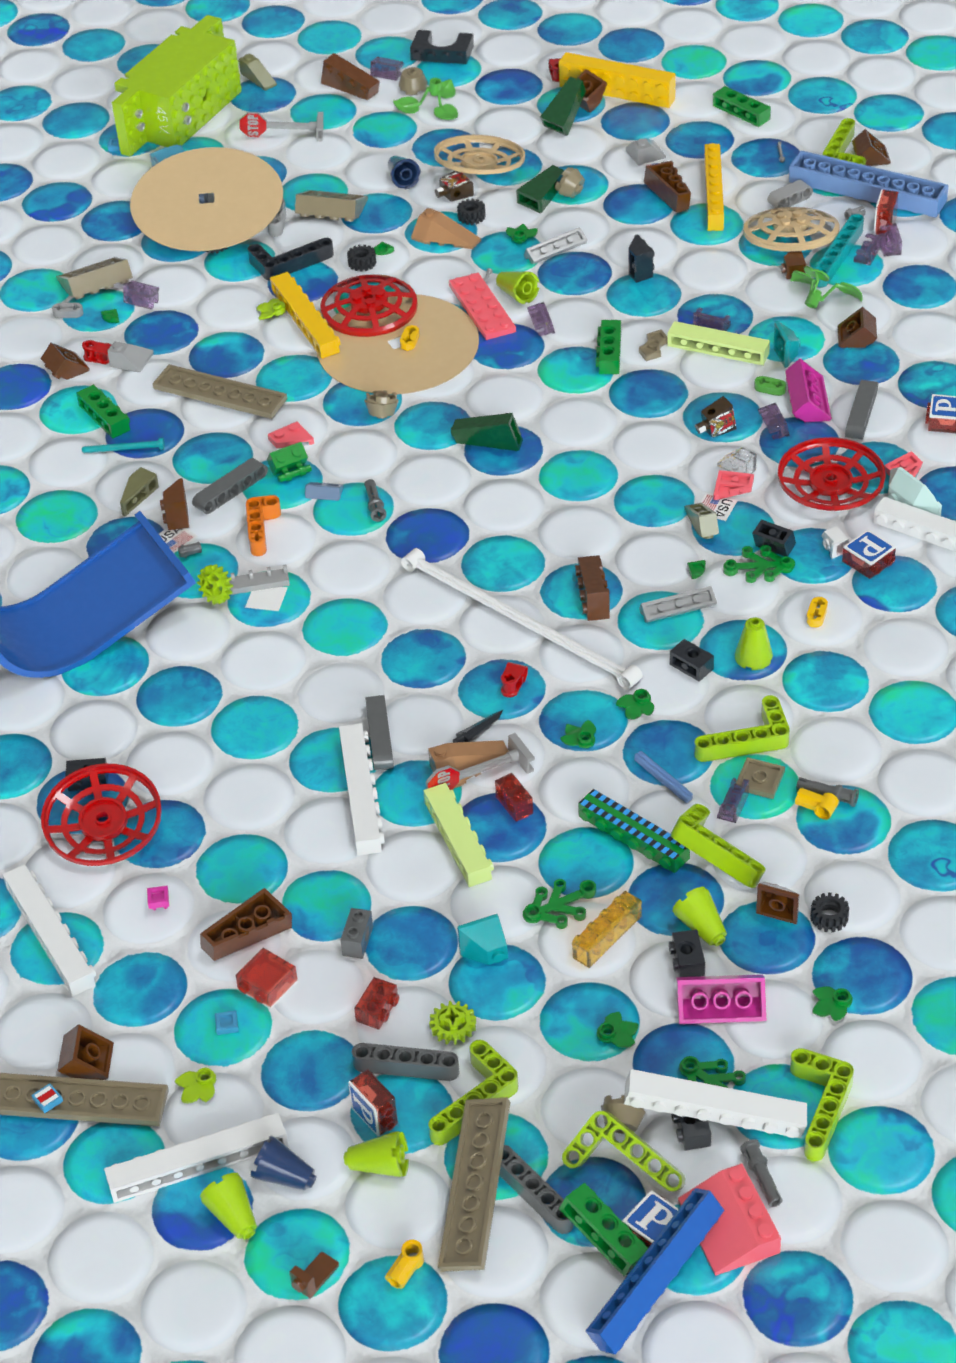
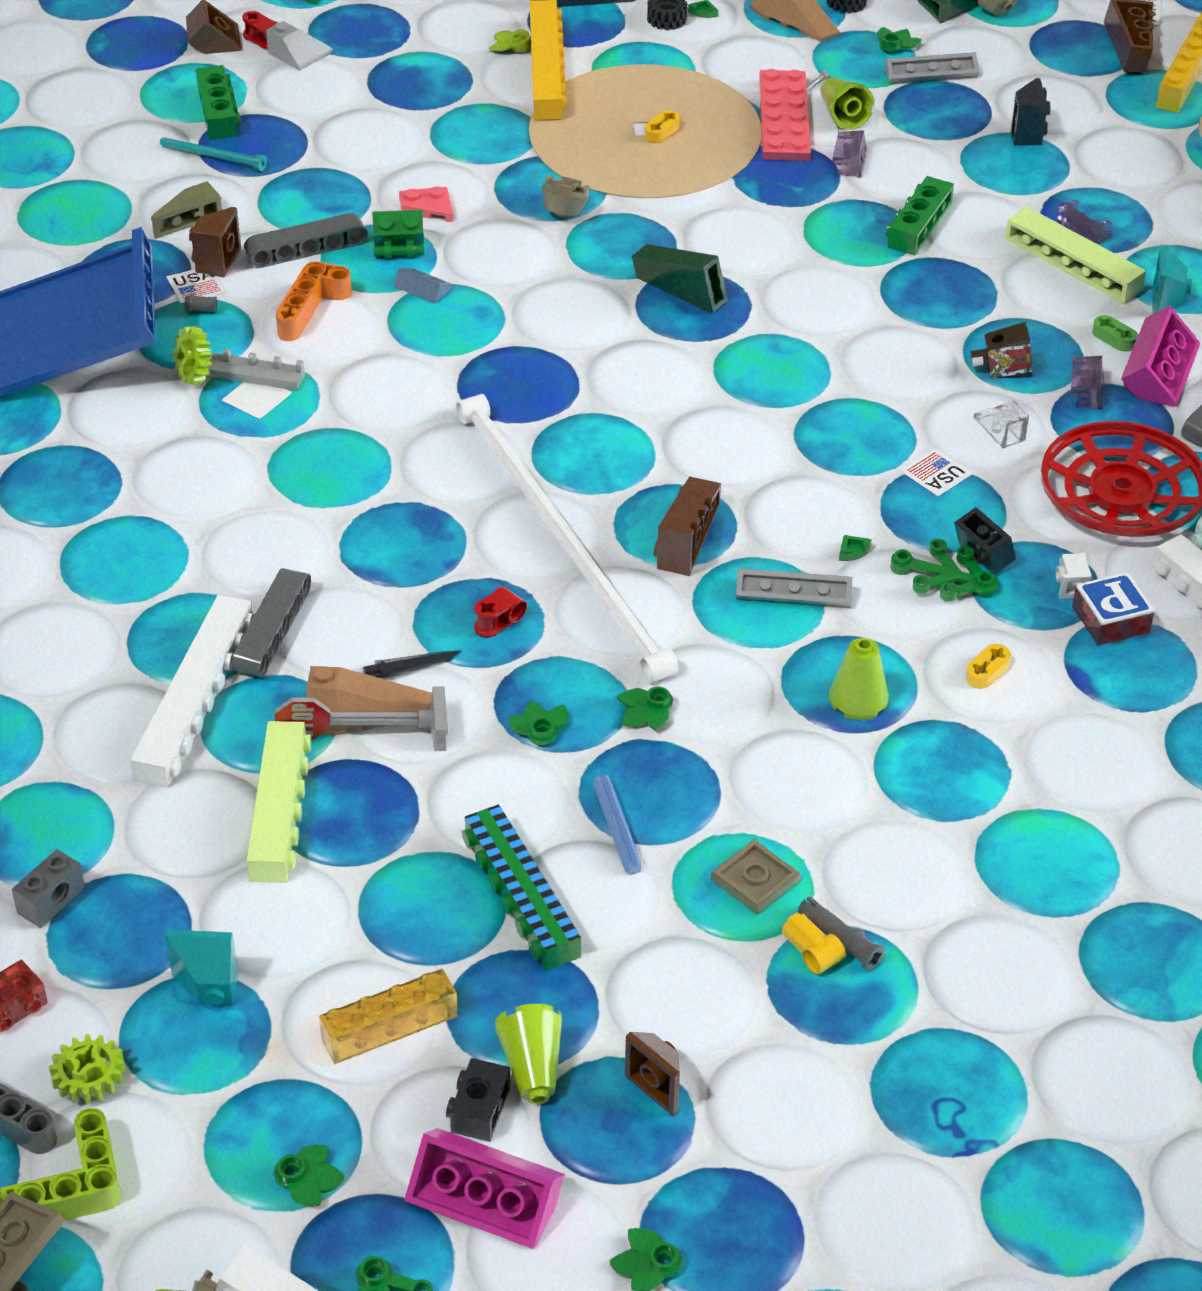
camera: 20 degrees right, 0 degrees up
(220, 391) = (377, 121): dark tan plate -> none
(369, 300) = (638, 64): red dish -> none
(370, 486) = (473, 321): dark grey pin -> none
(514, 797) = (387, 776): clear red brick -> none
(535, 912) = (313, 952): green plant -> none
(652, 347) = (979, 235): dark tan tile -> none
(691, 660) = (762, 671): black brick -> none
(703, 520) = (901, 484): slope -> none
(714, 849) = (590, 922): lime beam -> none
(732, 484) = (975, 448): coral wing -> none
(734, 801) = (694, 898): hinge -> none
(746, 741) = (771, 815): lime beam -> none
(829, 903) = (728, 1134): black tyre -> none

